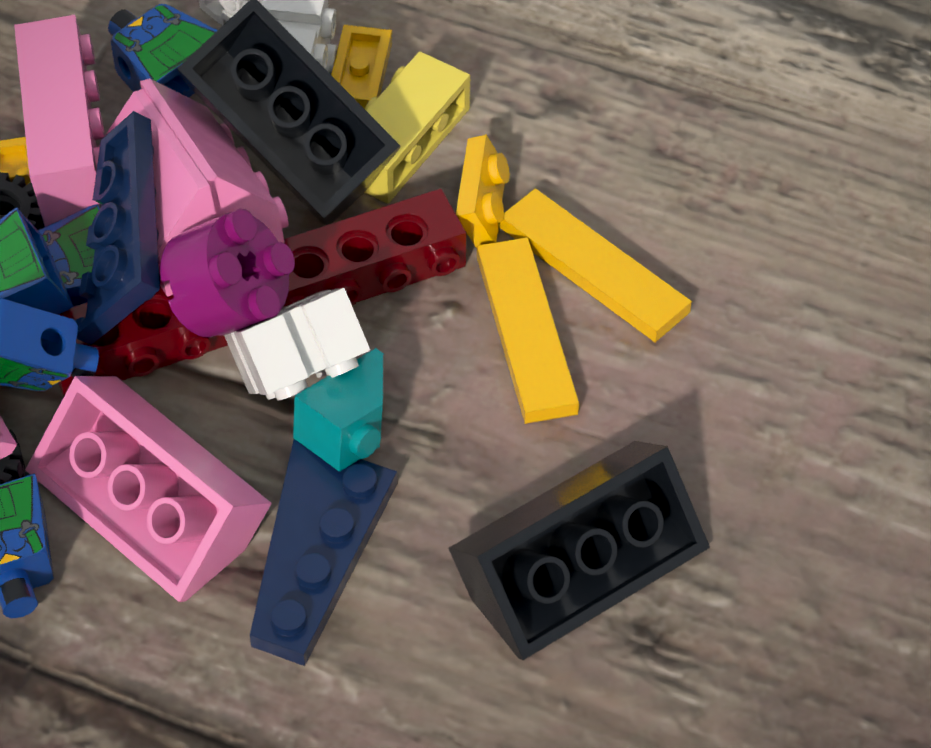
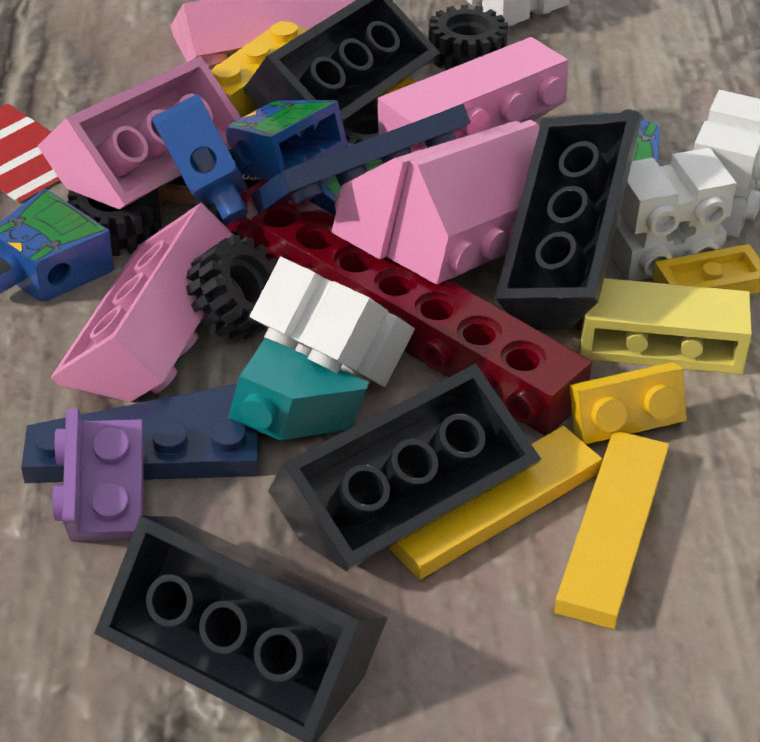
camera: 65 degrees right, 10 degrees down
(185, 400) = (215, 289): none -> black tyre
(226, 274) = (356, 199): magenta brick -> none
(365, 590) = (101, 477): none -> medium lavender bracket
(483, 370) = (402, 469): none -> black slope

